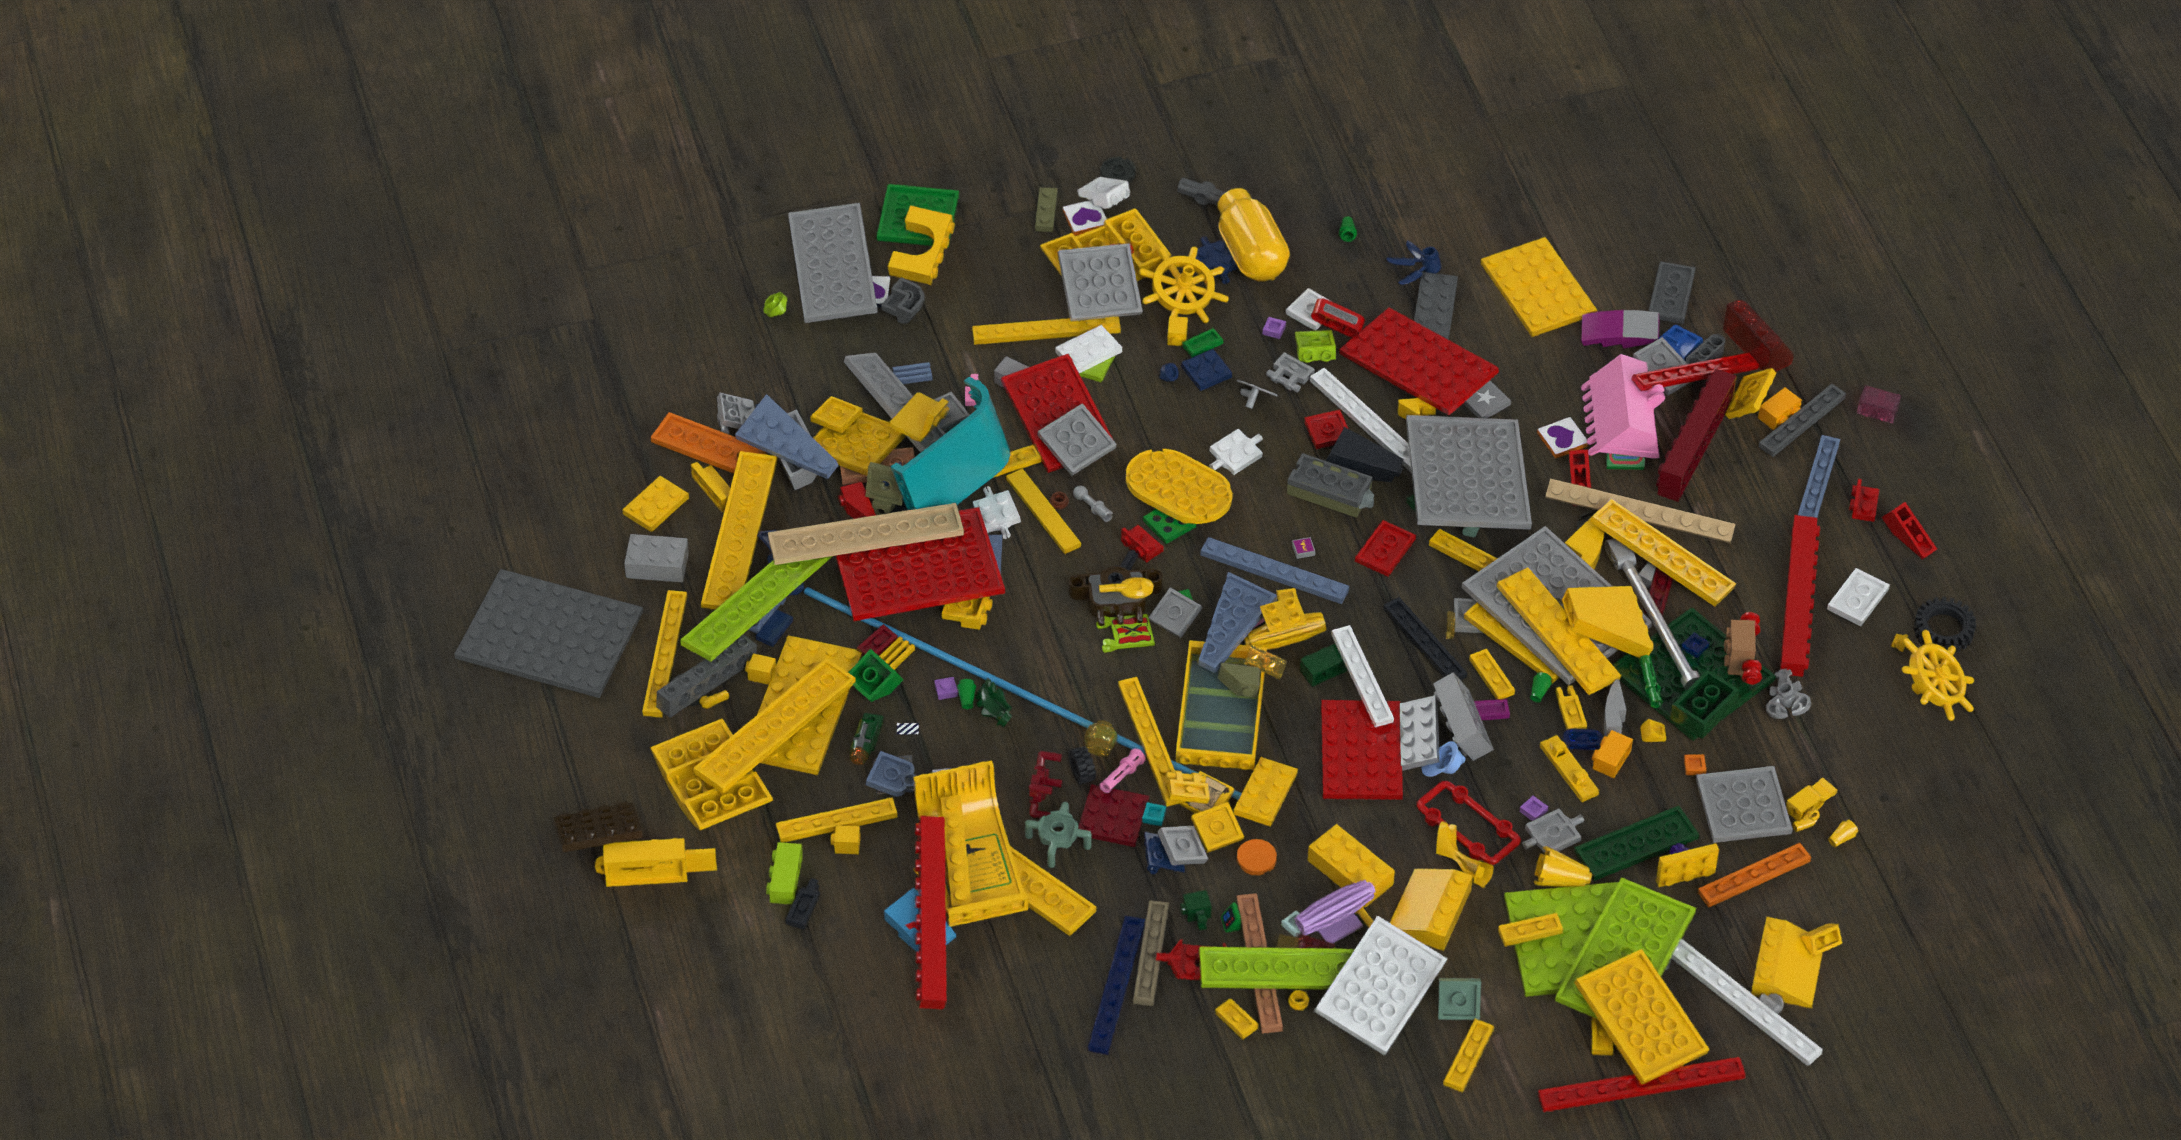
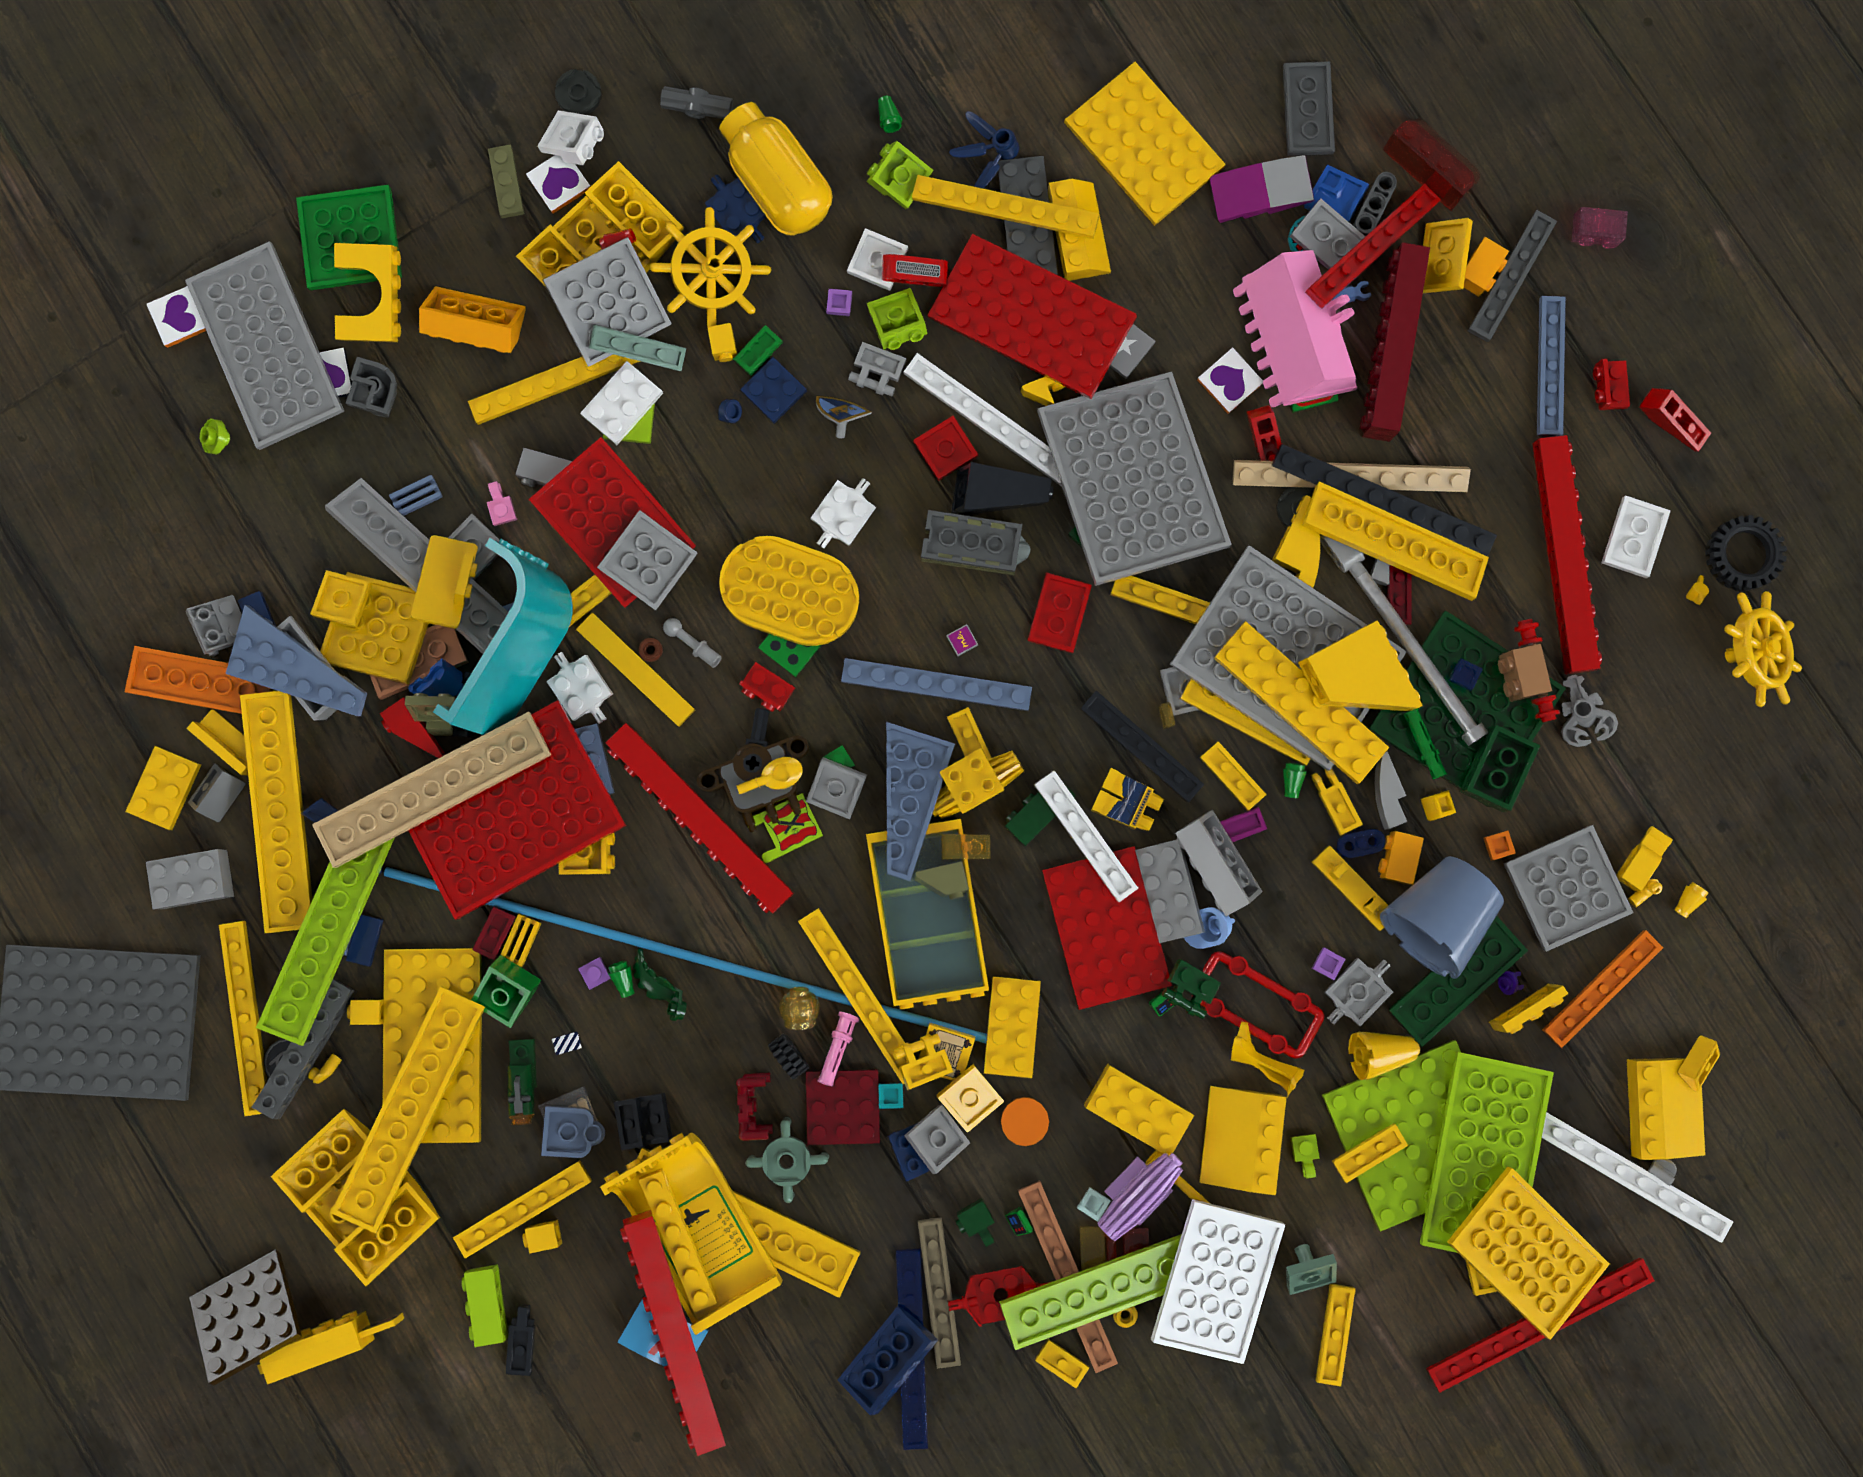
camera: 15 degrees left, 35 degrees up
(696, 514) = (216, 793): none -> dark grey panel
(773, 234) = (176, 317): none -> tile
(991, 279) = (471, 319): none -> light orange slope
(1062, 609) = (699, 818): none -> red brick
(1095, 981) = (887, 1360): none -> dark blue slope
(1112, 317) = (637, 348): none -> sand green tile
(1344, 262) = (897, 173): none -> lime plate
(1392, 803) = (1160, 1004): none -> slope
(1401, 670) = (1132, 805): none -> hips
(1418, 292) = (1005, 206): none -> yellow plate
(1419, 788) = (1193, 981): none -> dark green plate
(1472, 320) = (1079, 255): none -> yellow slope
(1479, 928) = (1305, 1150): none -> lime plate
(1606, 491) = (1436, 521): none -> black plate
(1631, 782) = (1444, 916): none -> sand blue cone
(1672, 405) = (1355, 293): none -> medium blue bar

